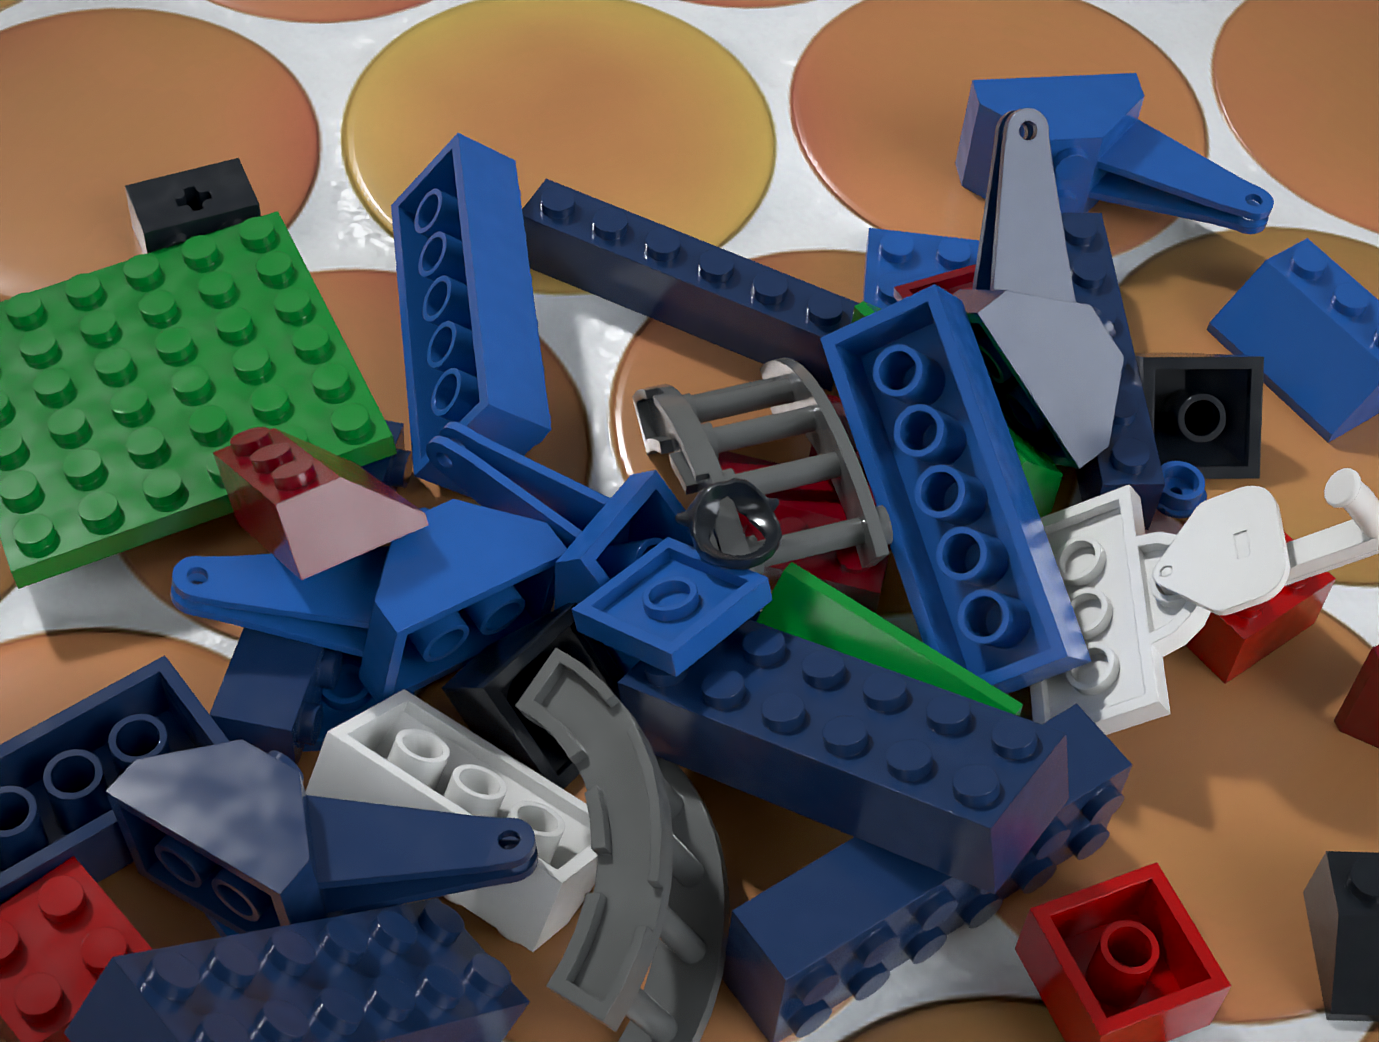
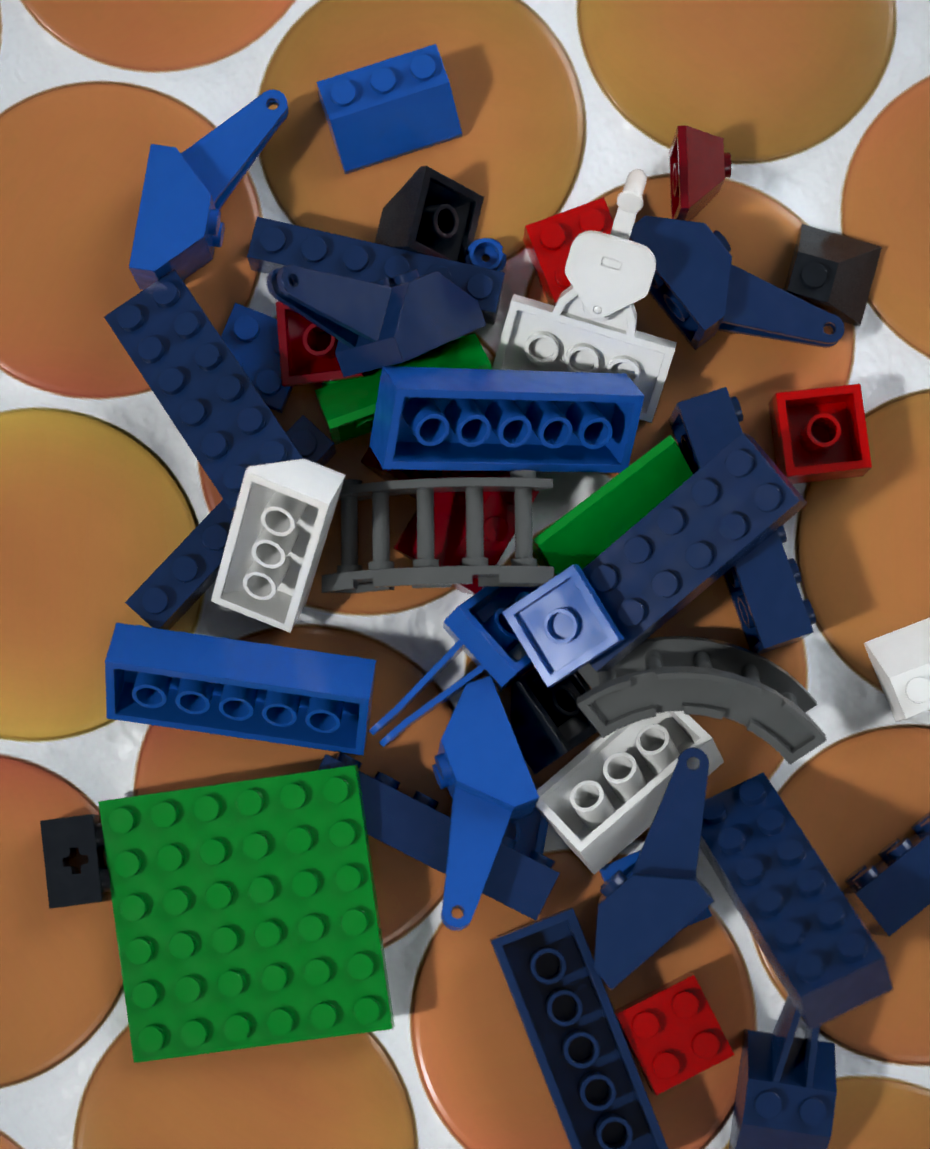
camera: 75 degrees left, 30 degrees up
(309, 502) = (419, 825): dark red slope -> none
(682, 285) = (277, 540): none -> white slope
(751, 503) = (512, 591): black piece -> none
(838, 204) = (200, 384): none -> dark blue brick
(1269, 760) = (710, 294): none -> dark blue slope

